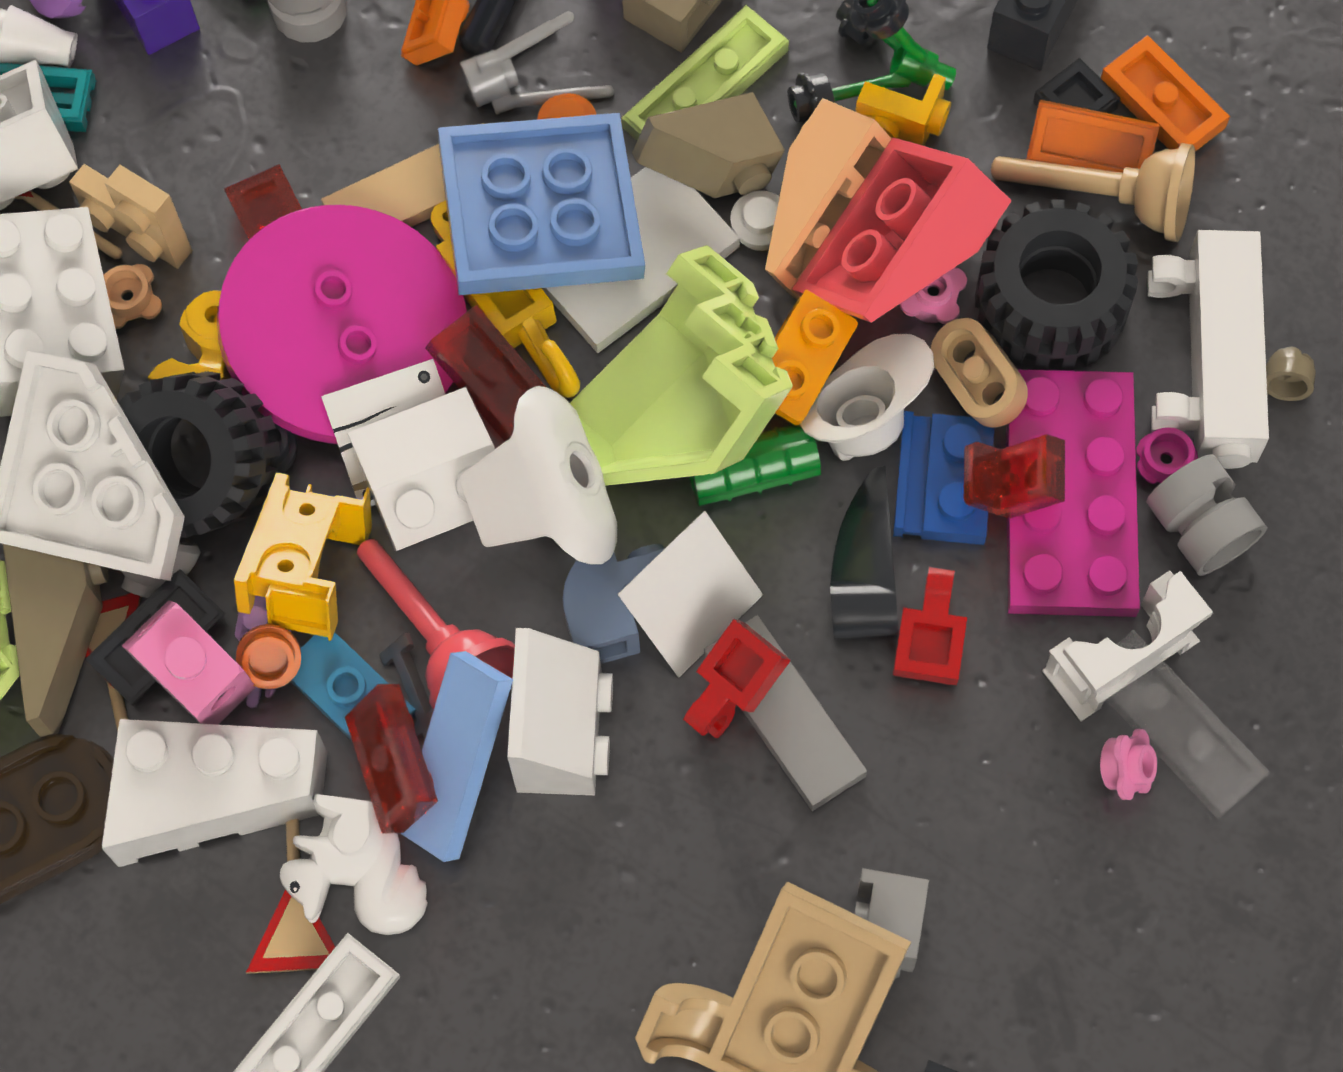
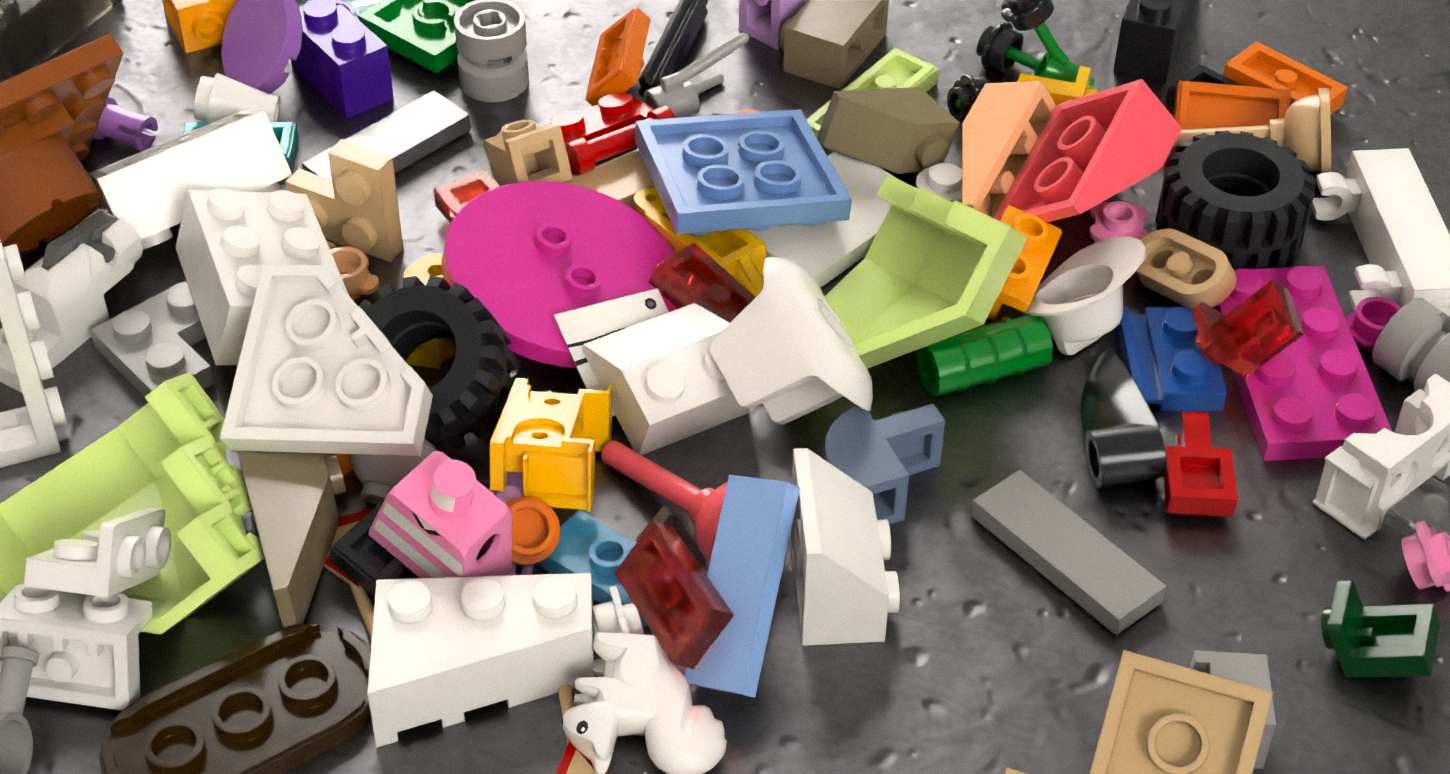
camera: 10 degrees left, 25 degrees down
(186, 107) = (406, 133): none -> tile
(318, 137) = (528, 148): none -> tan brick
(341, 770) = (617, 618): none -> white plate
(405, 112) = (604, 129): none -> red plate
(690, 594) = (951, 448): white sticker -> none
(739, 673) = (1014, 503): red plate -> none
(1052, 851) = (1379, 638): none -> dark green bracket

